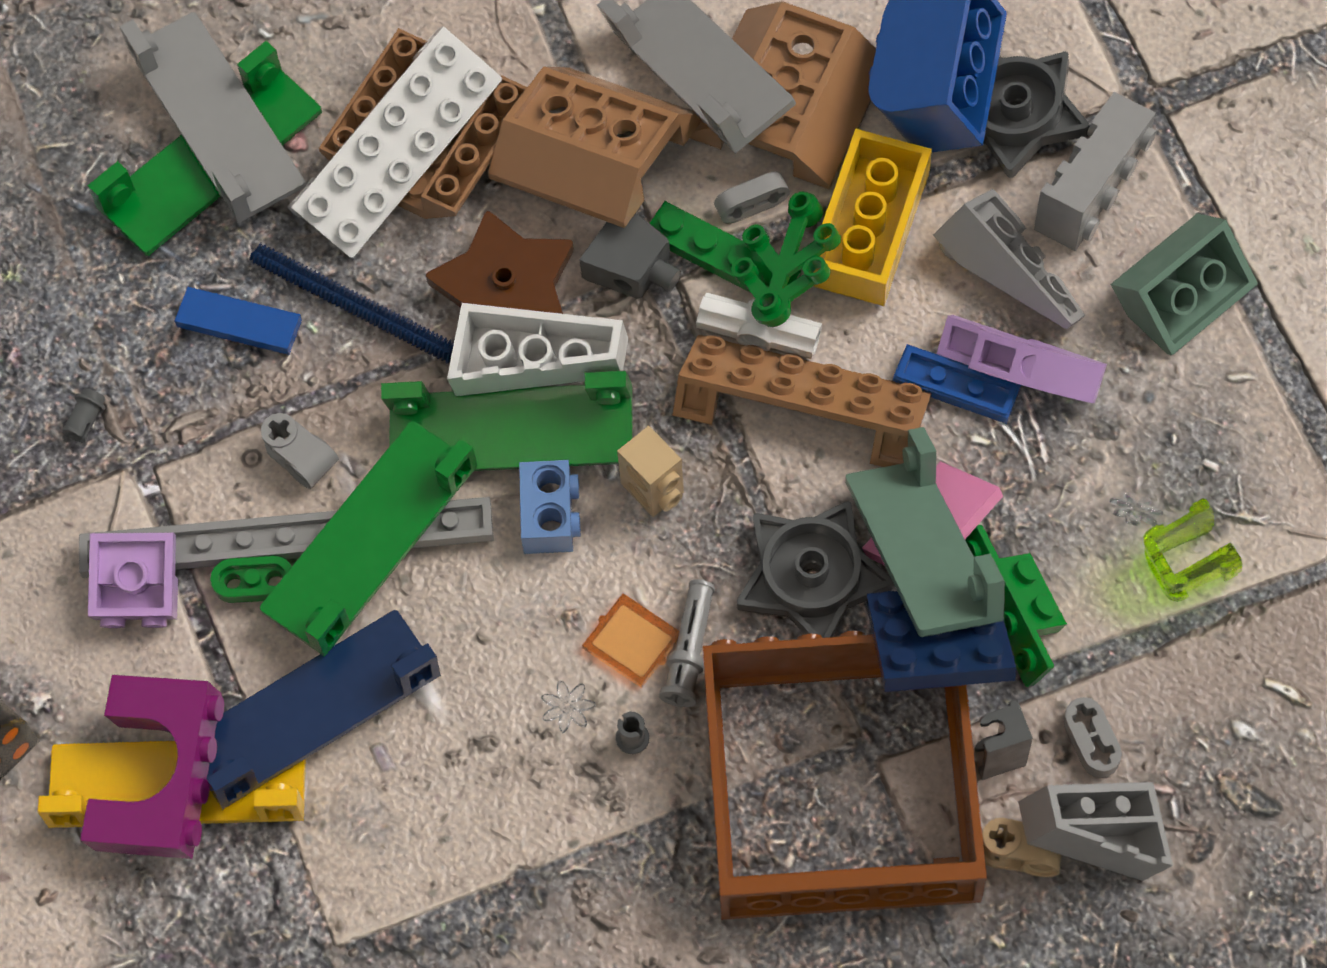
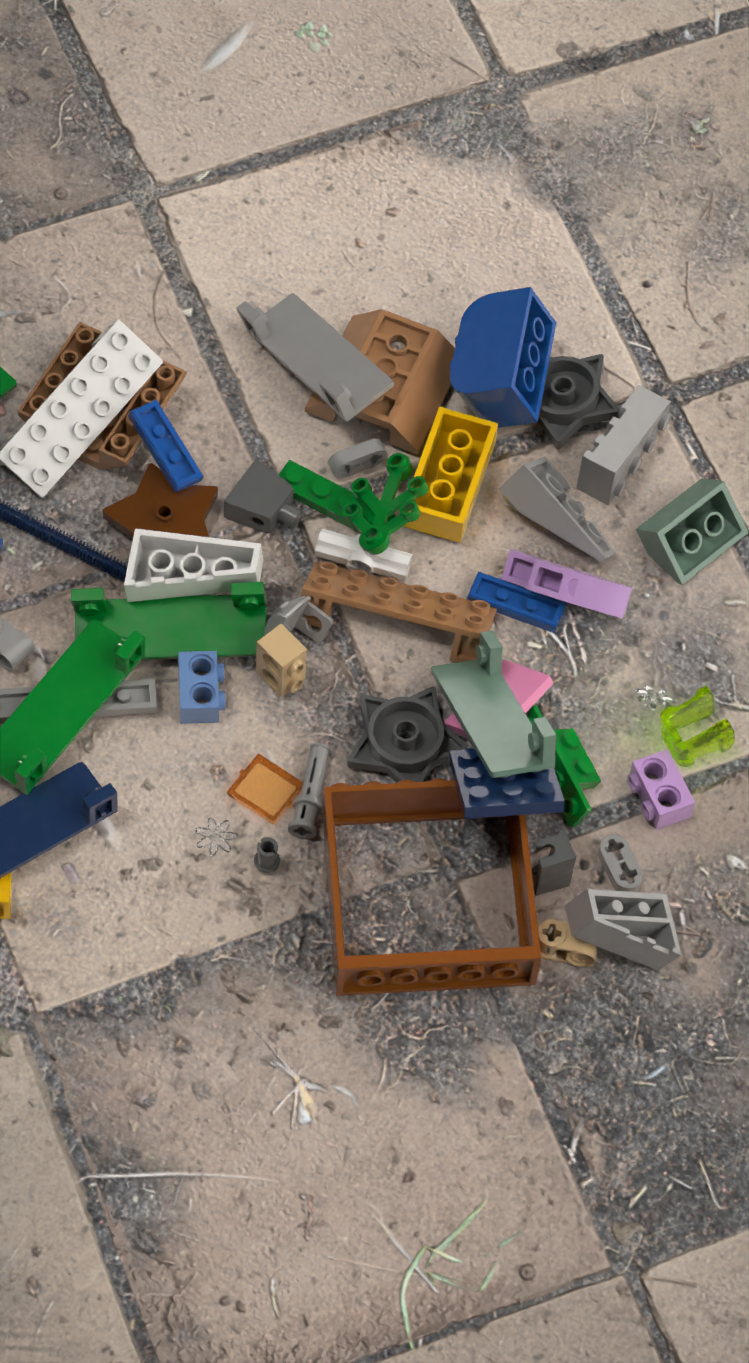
camera: 10 degrees left, 5 degrees down
(505, 189) = (165, 446): none -> blue tile
(577, 152) = (224, 420): medium nougat slope -> none
(665, 409) = (291, 615): none -> light grey piece
(1155, 633) = (668, 788): none -> lavender brick

